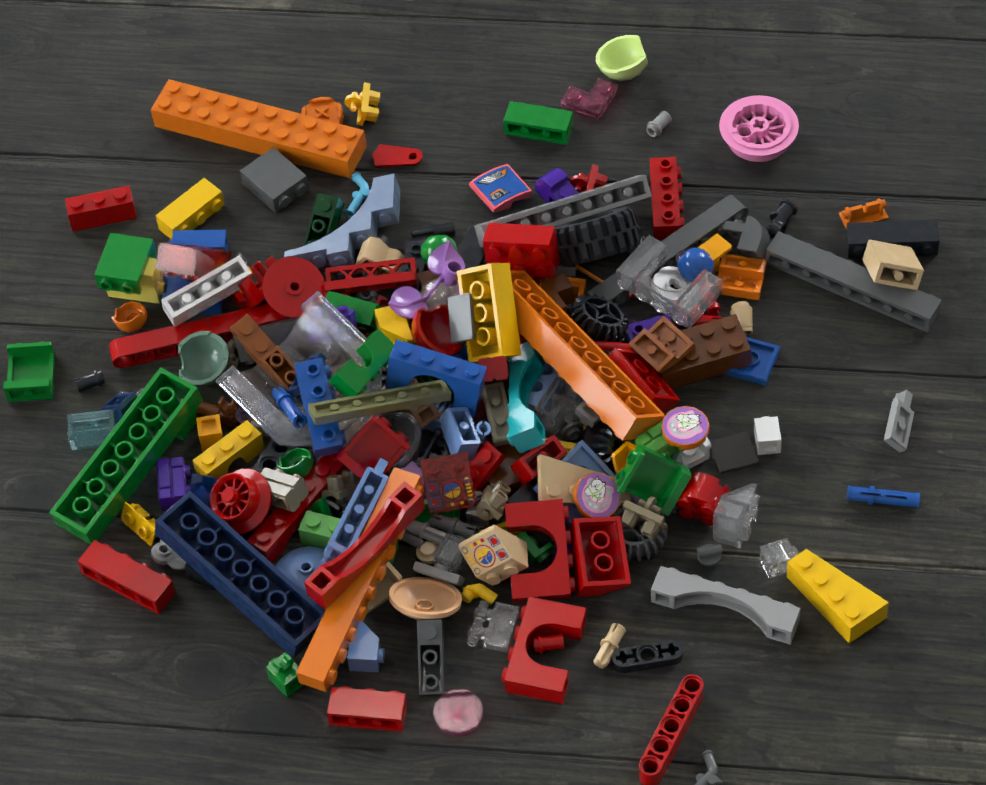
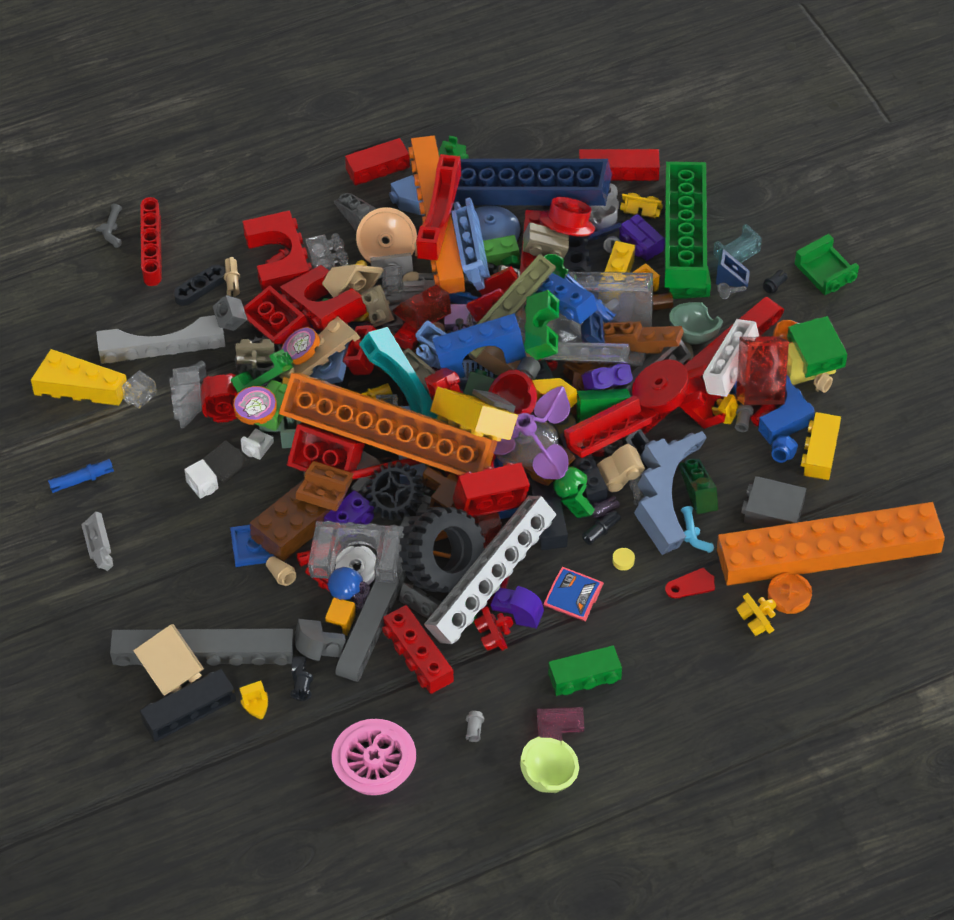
camera: 145 degrees right, 0 degrees up
(100, 208) = (896, 410): red brick -> none
(224, 220) = (783, 448): none -> blue rock
(435, 200) = (623, 559): none -> light yellow tile
(458, 712) = (314, 193): clear pink tile -> none
(642, 578) = (229, 313): none -> dark grey brick
(742, 276) = (307, 605): orange slope -> none
(831, 219) = (254, 699): none -> yellow tile
(871, 212) = (229, 722): orange hinge -> none

